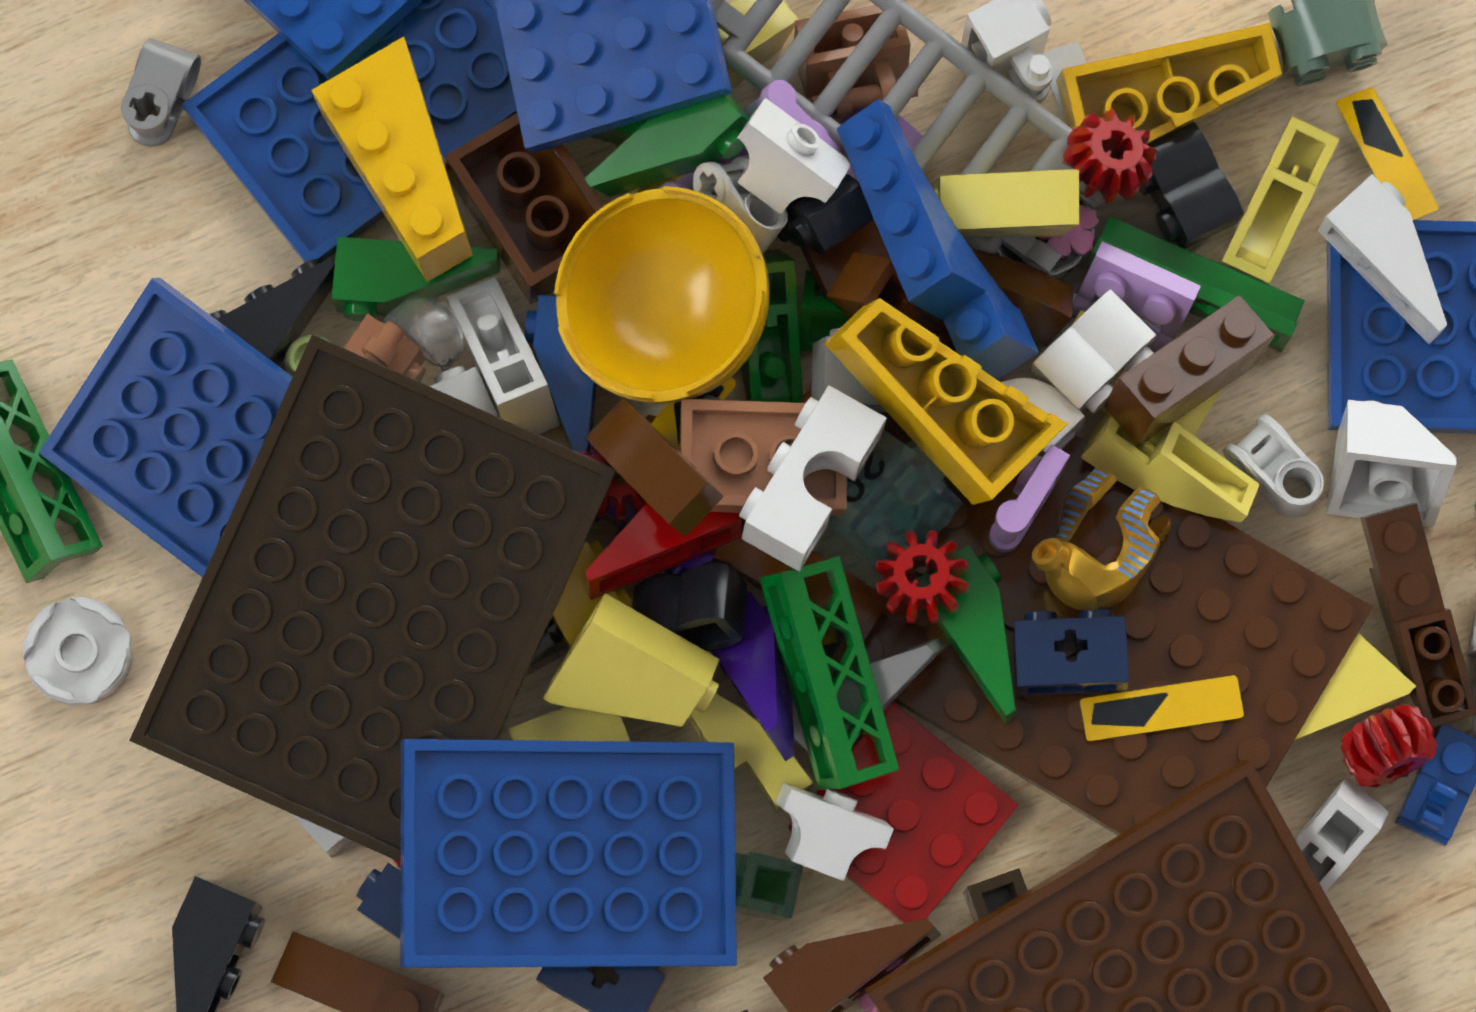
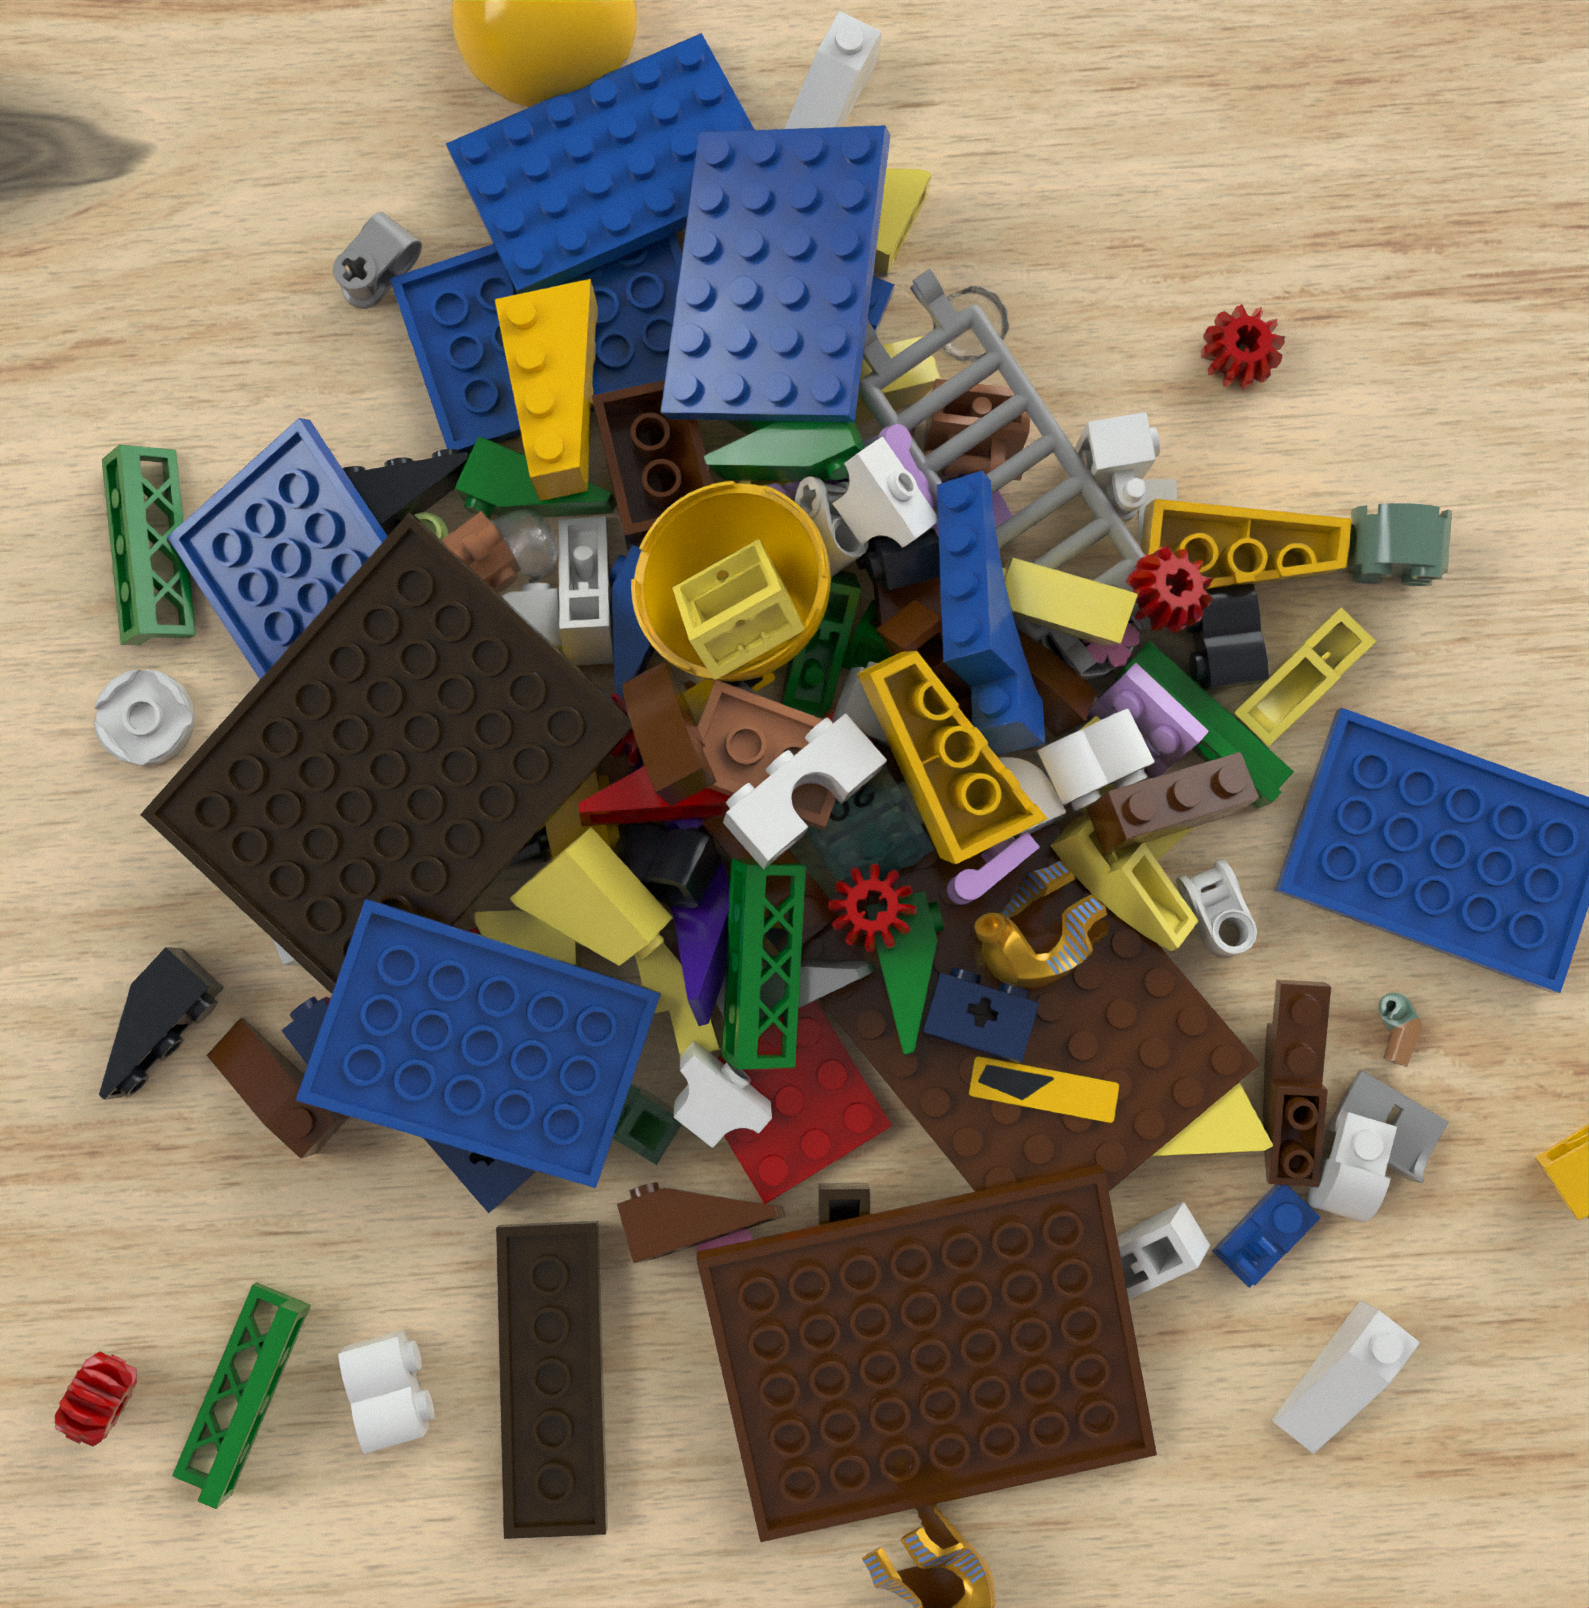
camera: 20 degrees right, 5 degrees up
(680, 299) = (748, 593): none -> light yellow window
(1383, 246) = (1383, 752): white slope -> none
(1386, 150) = (1410, 669): yellow sticker -> none
(1387, 462) = (1317, 939): white slope -> none
(1388, 746) = (1230, 1189): red gear -> none

